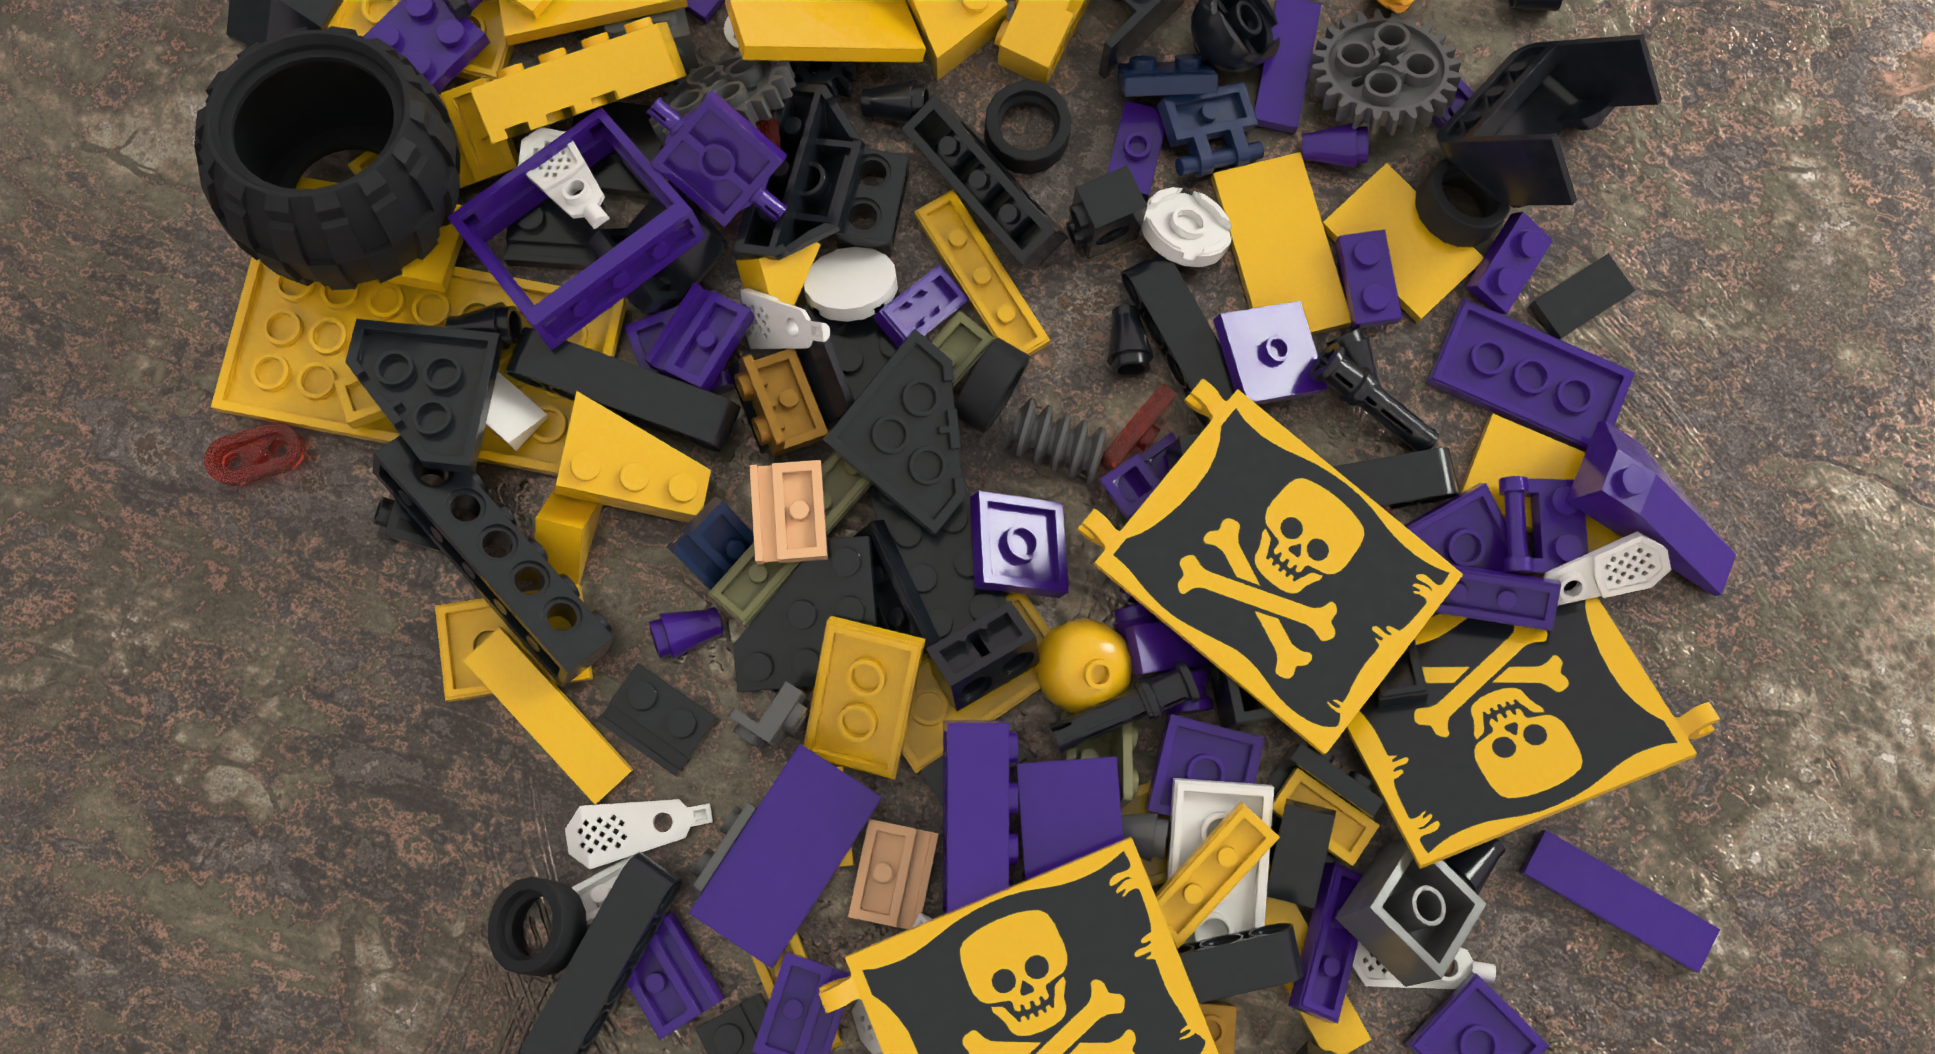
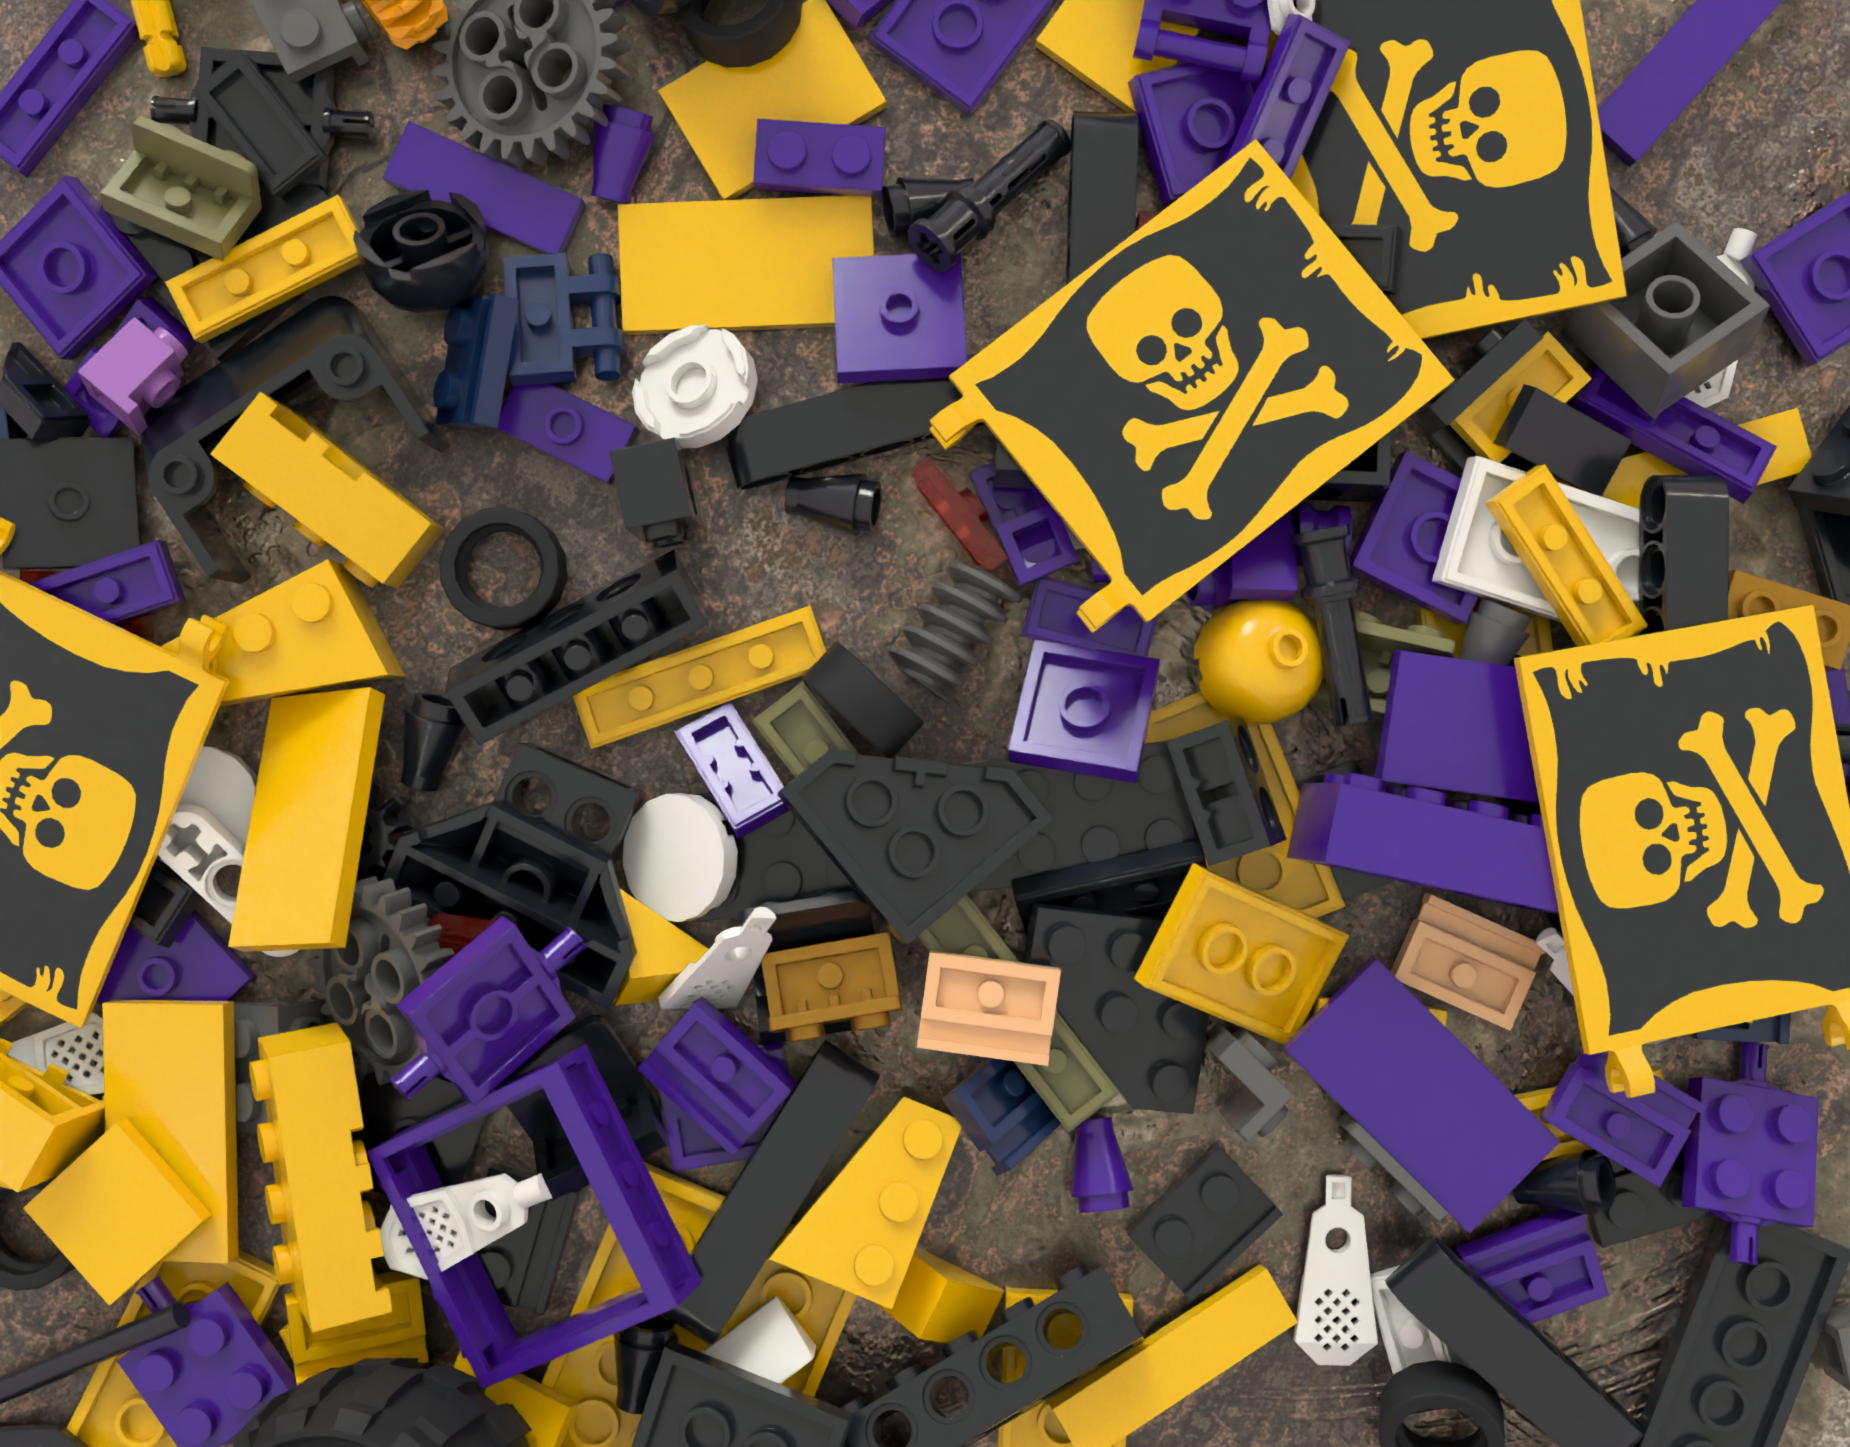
camera: 75 degrees left, 10 degrees up
(741, 990) = (1570, 1183): none -> black cone
(1079, 550) = (1054, 619): none -> dark purple tile

